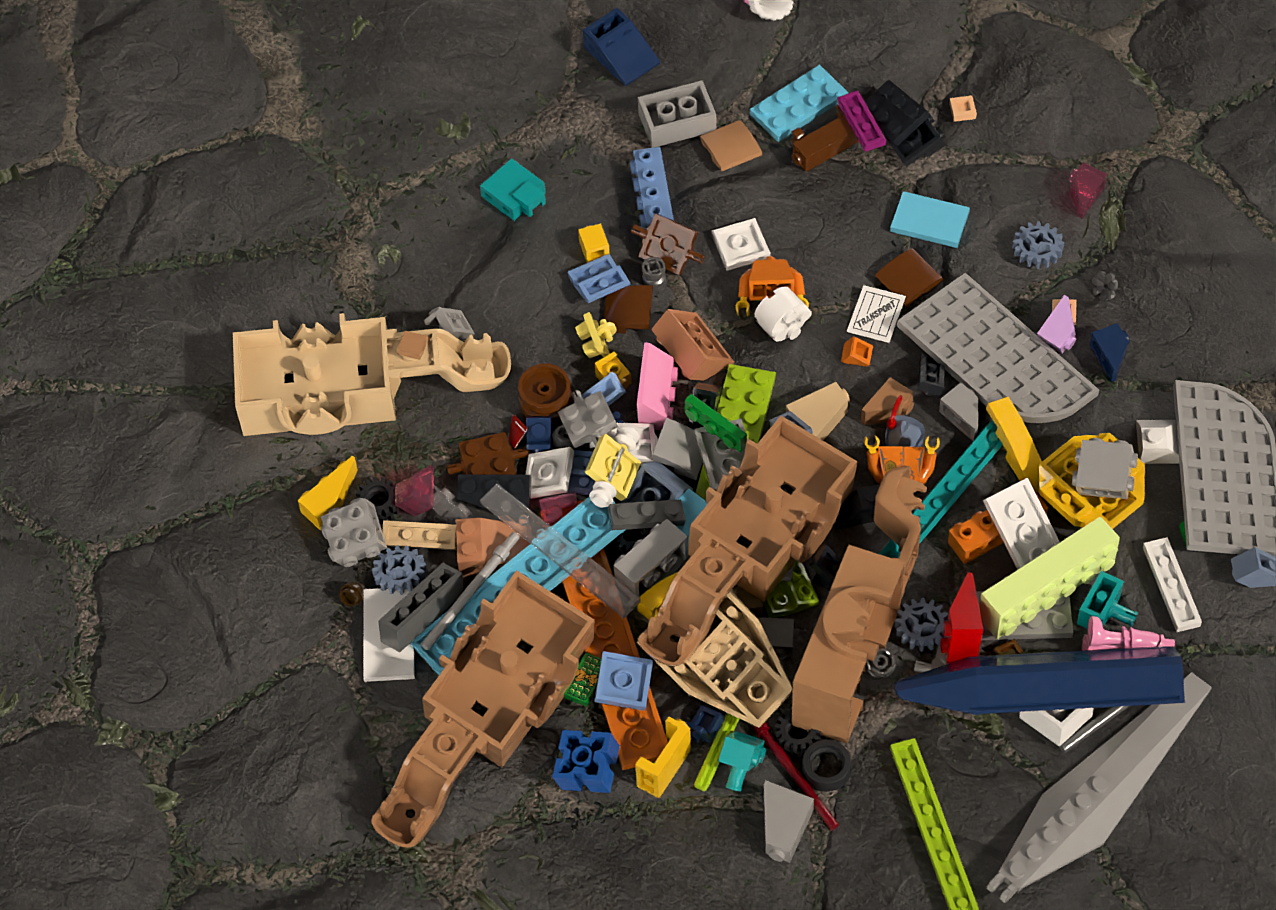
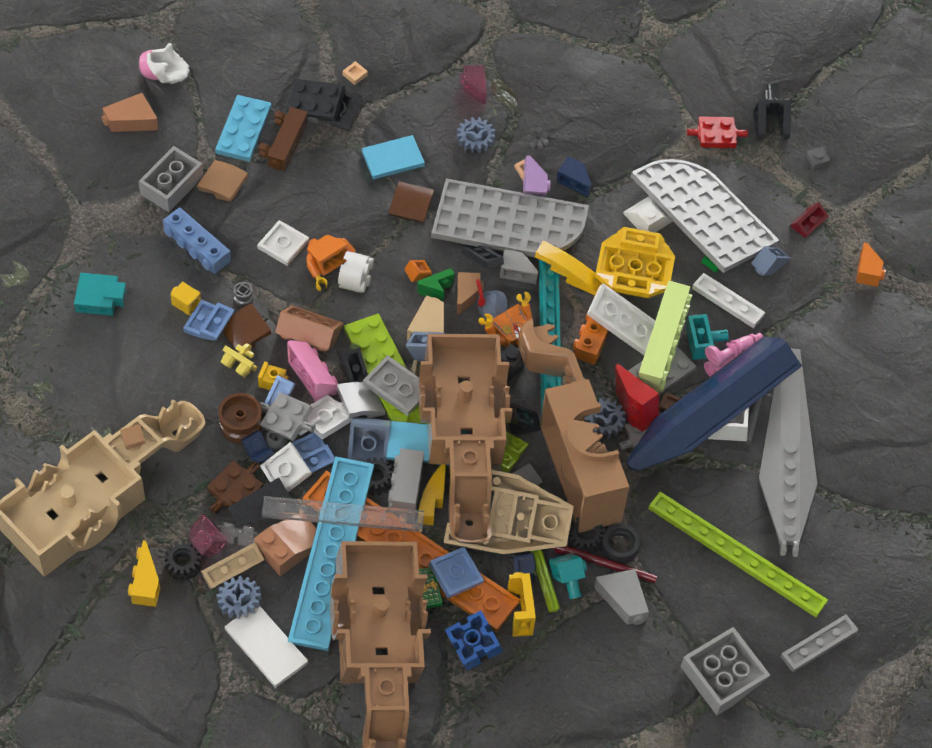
camera: 45 degrees left, 0 degrees up
(351, 593) = (218, 634): dark brown plate -> none
(353, 532) = (188, 592): light grey brick -> none
(421, 607) = (280, 611): dark grey brick -> none
(451, 321) = (135, 406): light grey bracket -> none
(499, 555) = (304, 542): light grey bar -> none
(516, 431) = (239, 455): red sticker -> none
(552, 507) = (311, 487): clear pink piece -> none
(613, 466) = (334, 436): light yellow plate -> none
(619, 47) = (91, 155): dark blue slope -> none
(645, 514) = (381, 455): dark grey plate -> none
(669, 242) = (238, 267): plate -> none
(692, 27) = (130, 115): none -> nougat slope
(715, 423) = (377, 367): green plate -> none
(858, 375) = (433, 284): none -> green slope
(861, 121) = (301, 115): magenta tile -> none
(876, 314) = (410, 237): white sticker -> none
(1105, 468) = (643, 249): light grey brick -> none

